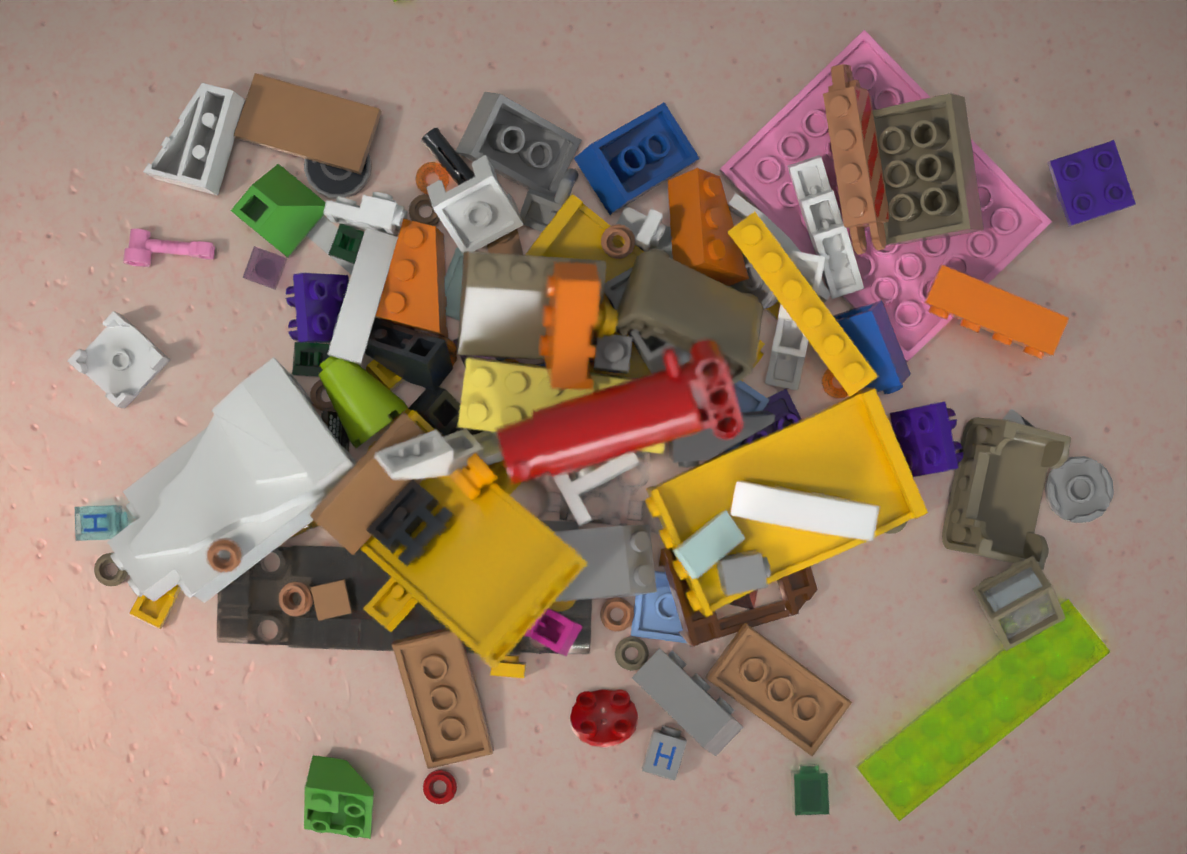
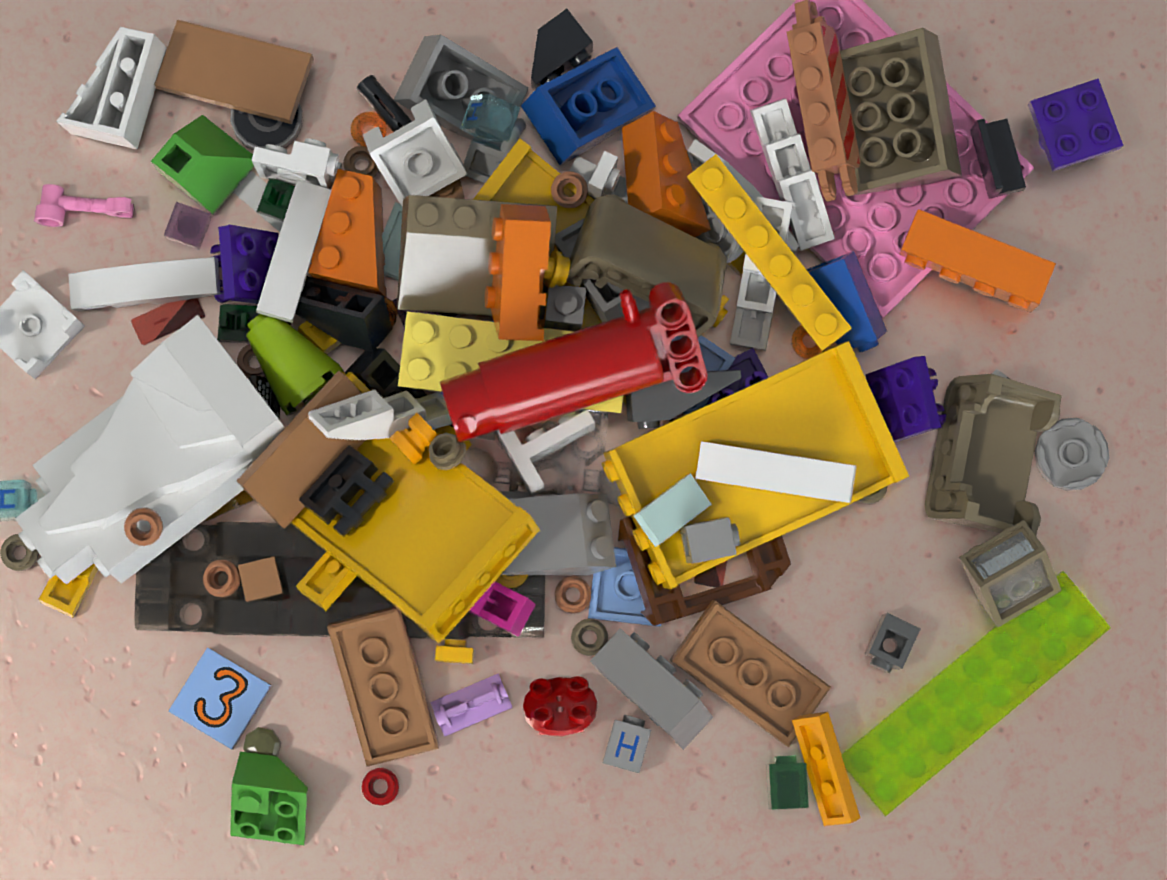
camera: 10 degrees left, 5 degrees down
(225, 322) = (144, 283): none -> white slope
(246, 353) = (166, 319): none -> clear red sticker
(294, 705) = (220, 698): none -> light blue tile
(333, 746) = (262, 742): none -> olive tile
(497, 485) = (446, 451): none -> dark tan plate
(522, 714) = (471, 705): none -> lavender hinge
(545, 172) = (490, 118): none -> clear light blue brick
(609, 103) = (558, 48): none -> black slope
(845, 778) = (826, 769): none -> light orange plate
(920, 660) = (901, 633): none -> dark grey brick
(1018, 213) = (997, 157): none -> black panel

